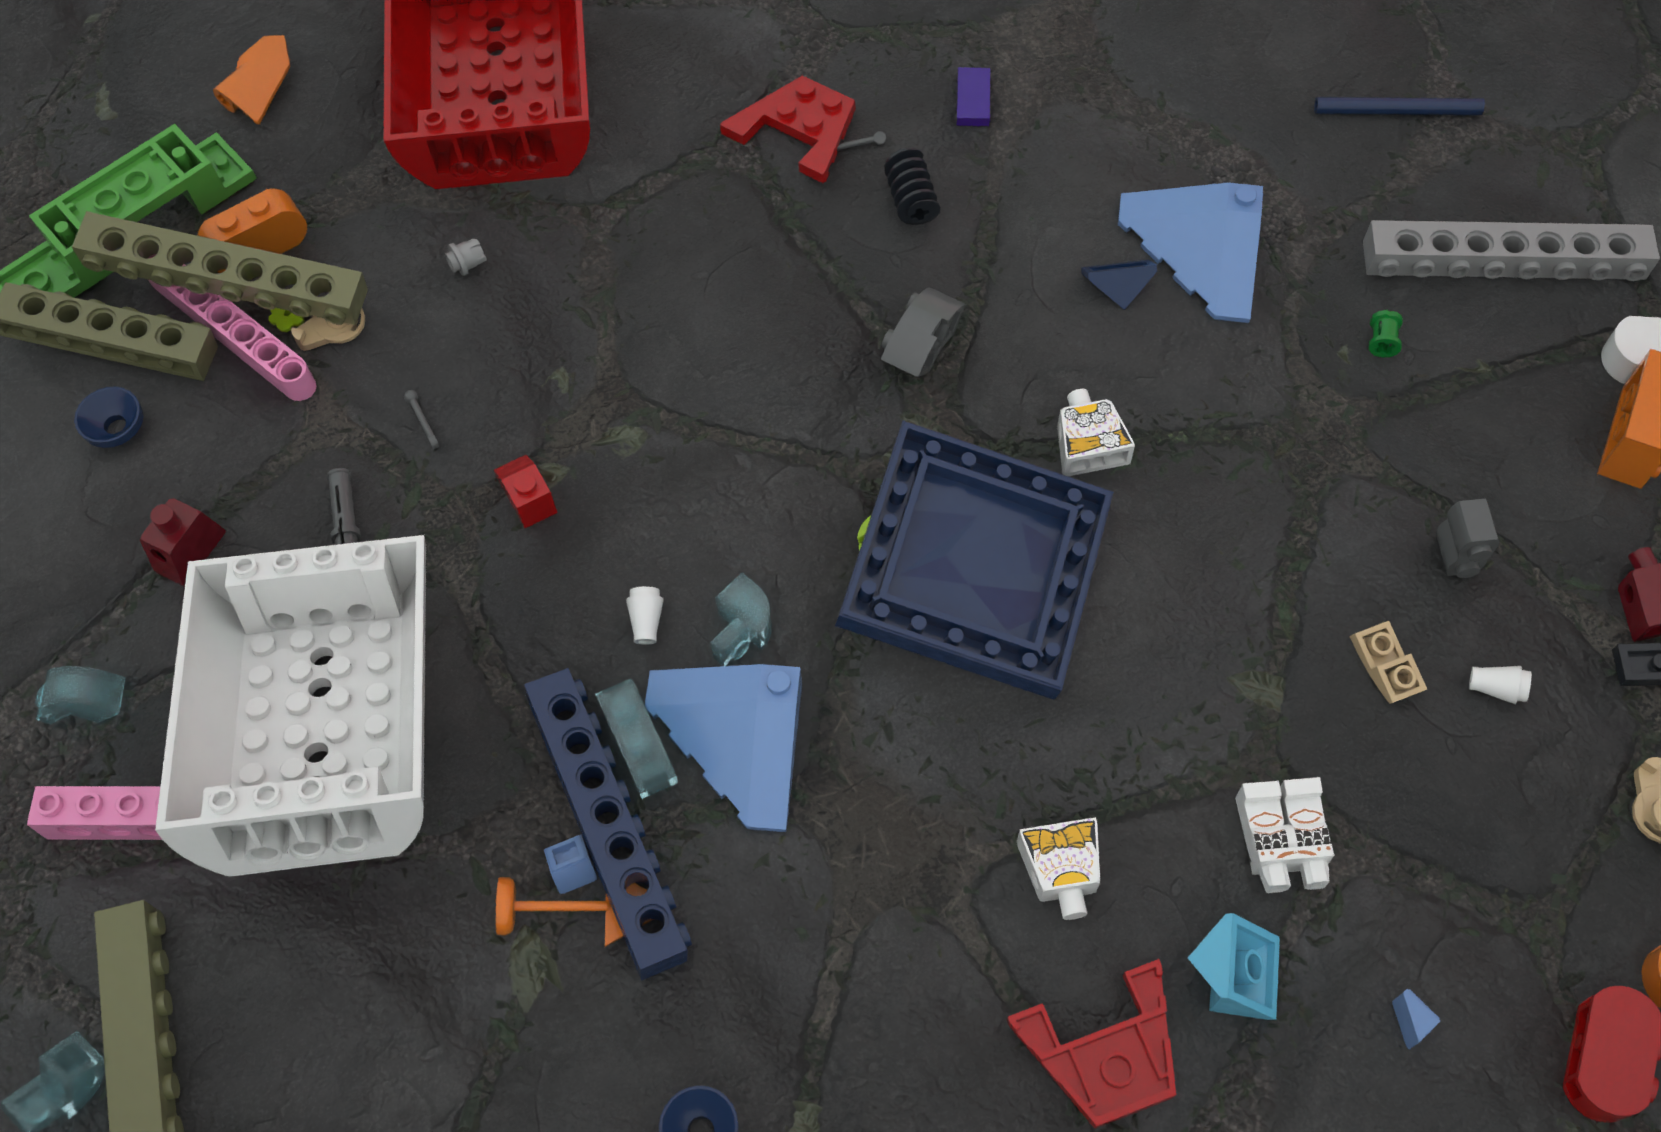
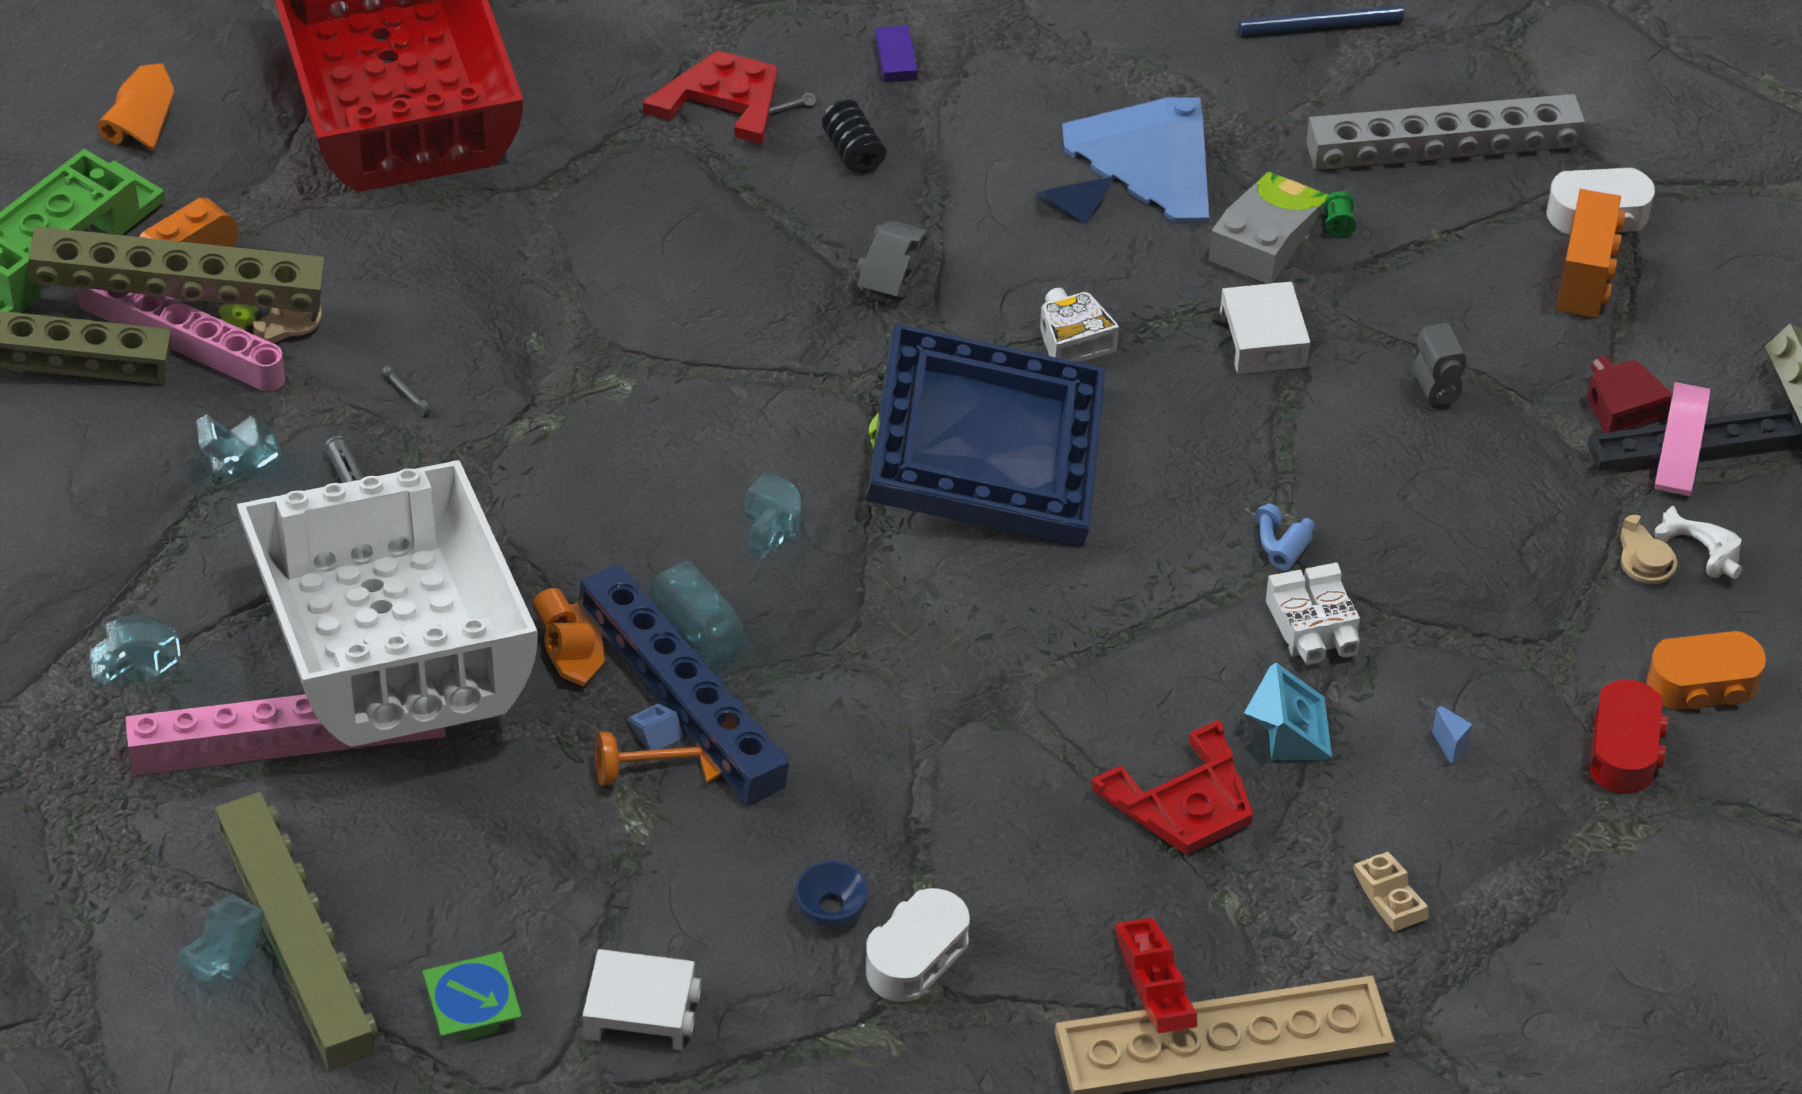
camera: 15 degrees left, 15 degrees down
(103, 408) = (84, 411): dark blue piece -> none
(178, 536) = (201, 500): dark red torso -> none
(242, 472) = (241, 451): none -> clear light blue brick
(465, 256) = (410, 244): light grey hose -> none
(508, 742) = (569, 637): none -> orange panel
(526, 490) = (532, 435): red slope -> none
(644, 612) = (676, 519): white cone -> none
(738, 729) = (794, 600): medium blue slope -> none
(1063, 863) = (1116, 661): white torso -> none
(1268, 741) = (1292, 544): none -> medium blue plant
(1288, 460) = (1266, 327): none -> white panel
(1307, 337) = (1265, 227): none -> light grey slope
(1387, 665) = (1386, 480): tan slope -> none
(1505, 683) = (1490, 479): white cone -> none

